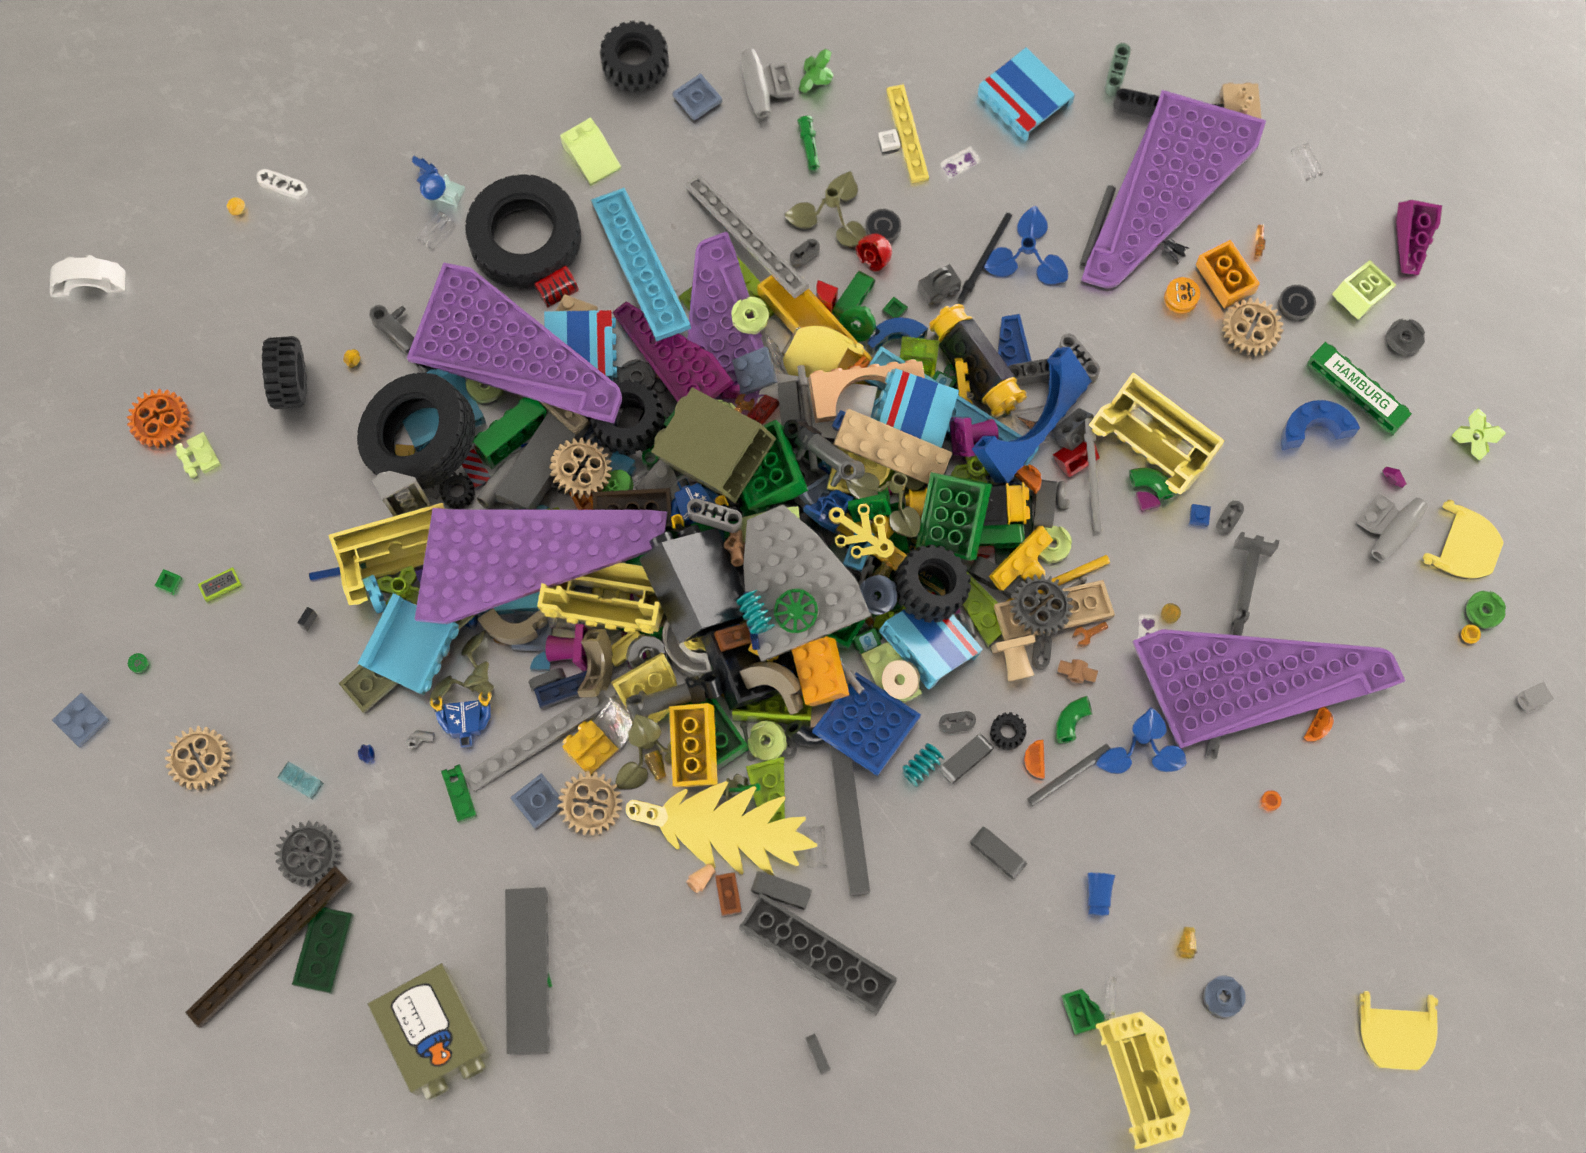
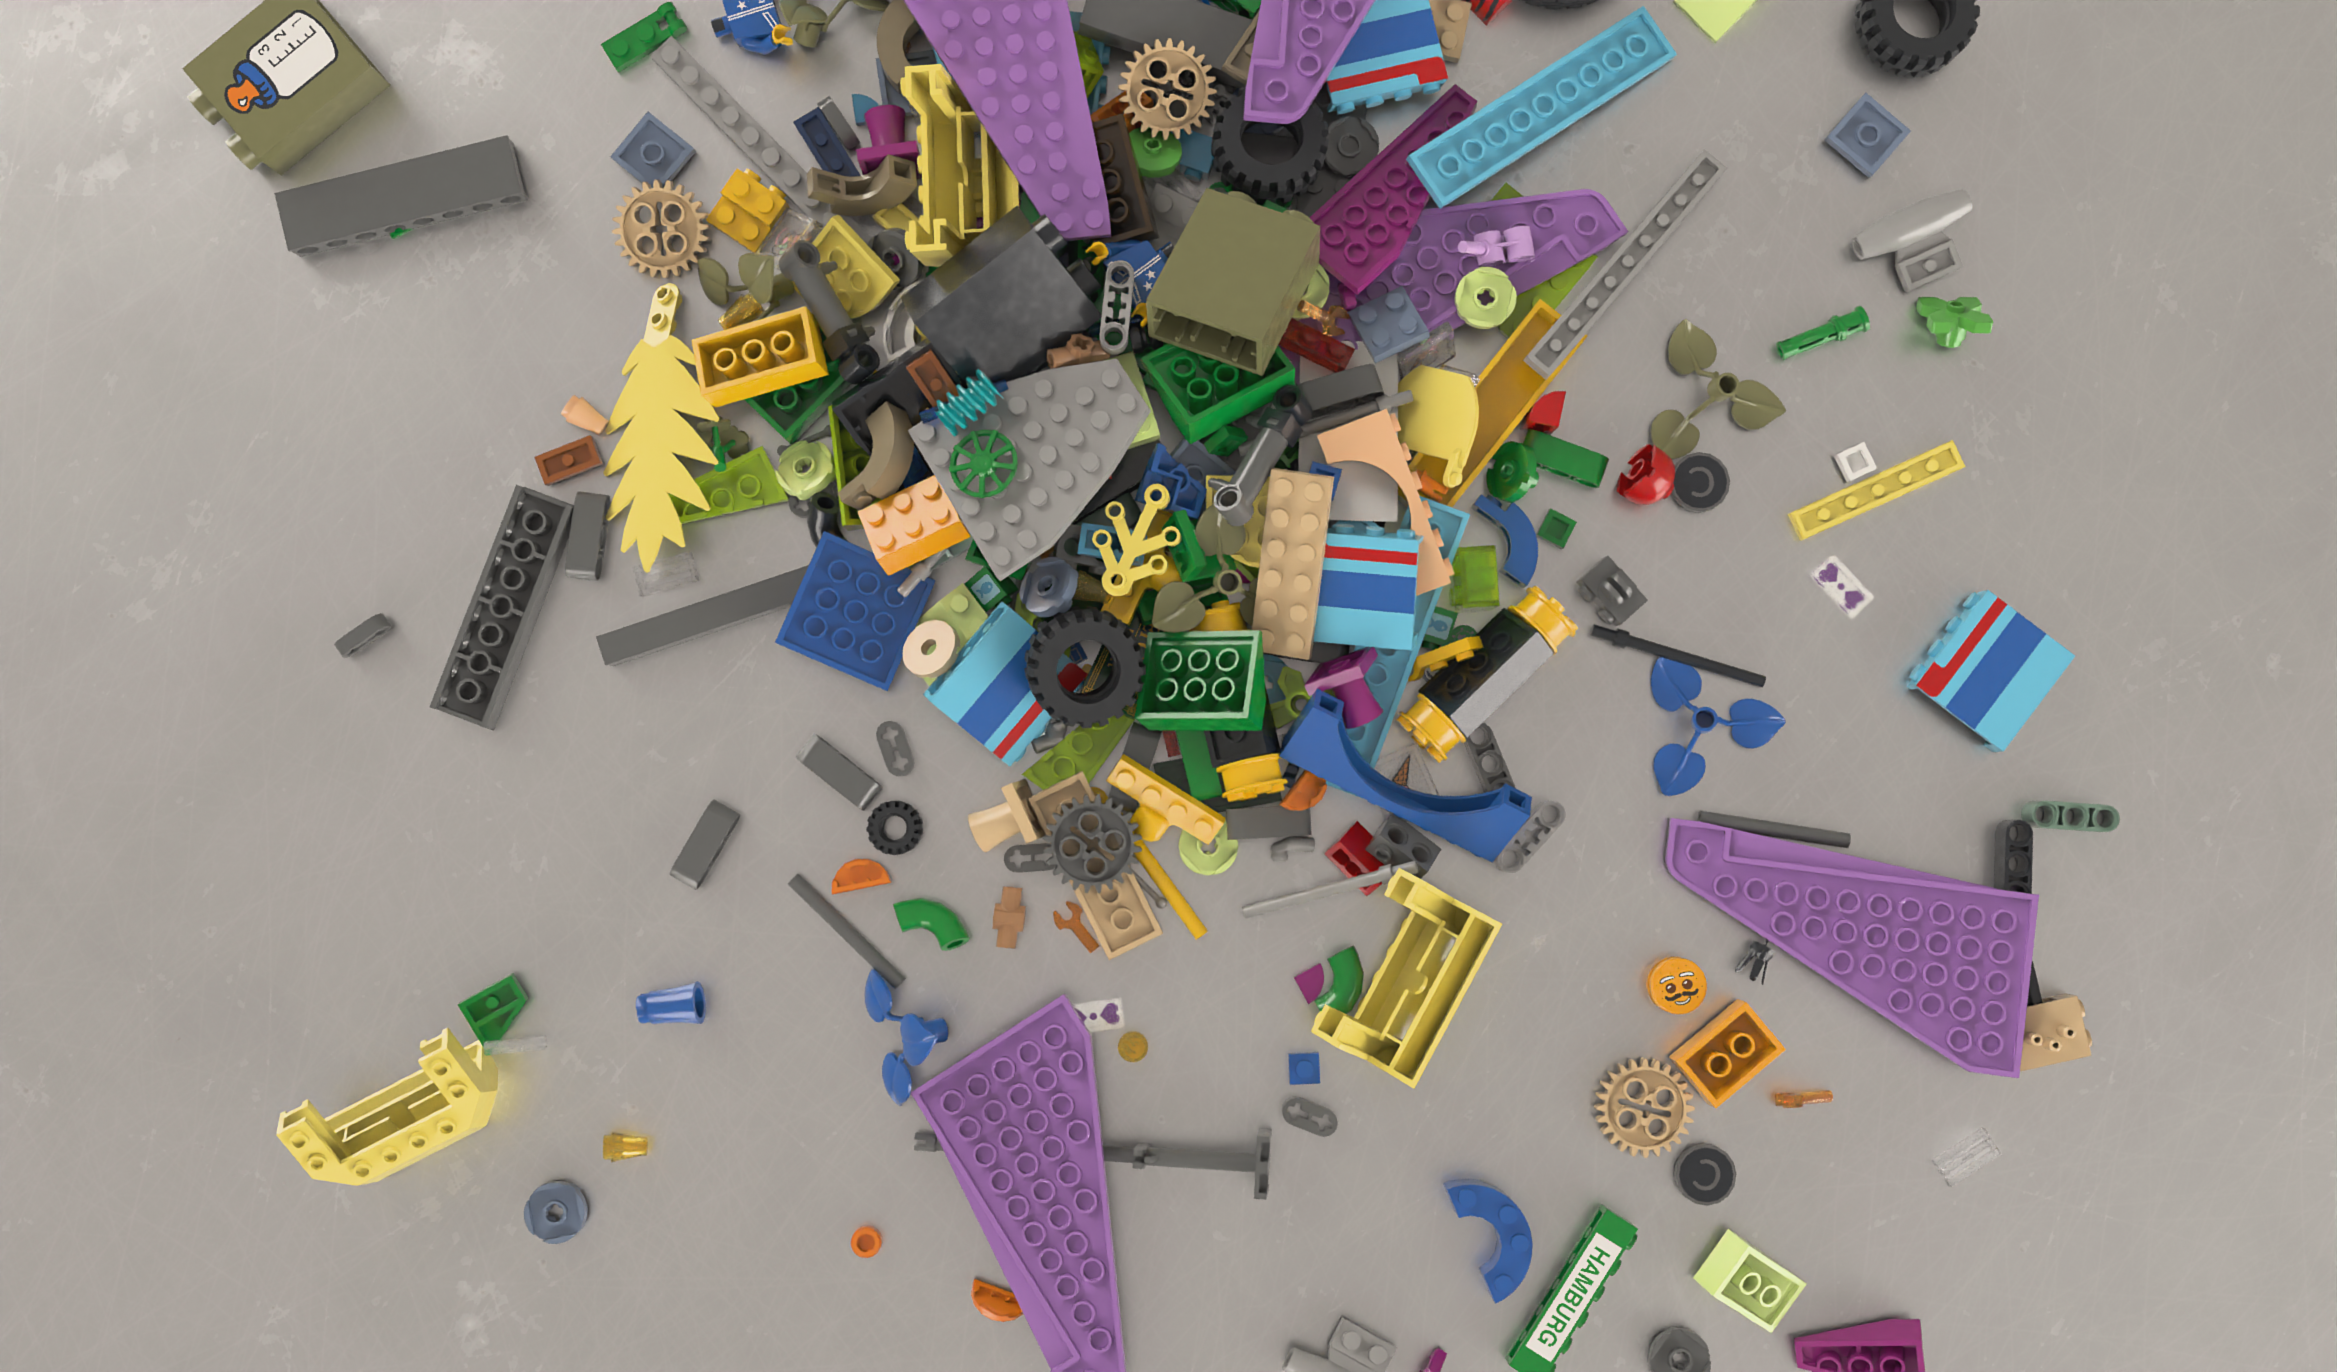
camera: 80 degrees right, 15 degrees up
(721, 299) = (1496, 249): none -> lavender beam
(801, 251) = (1619, 372): dark grey beam -> none
(808, 473) = (1225, 441): none -> green tile
(922, 764) = (813, 707): teal piece -> none
(1012, 341) = (1533, 726): blue wing -> none

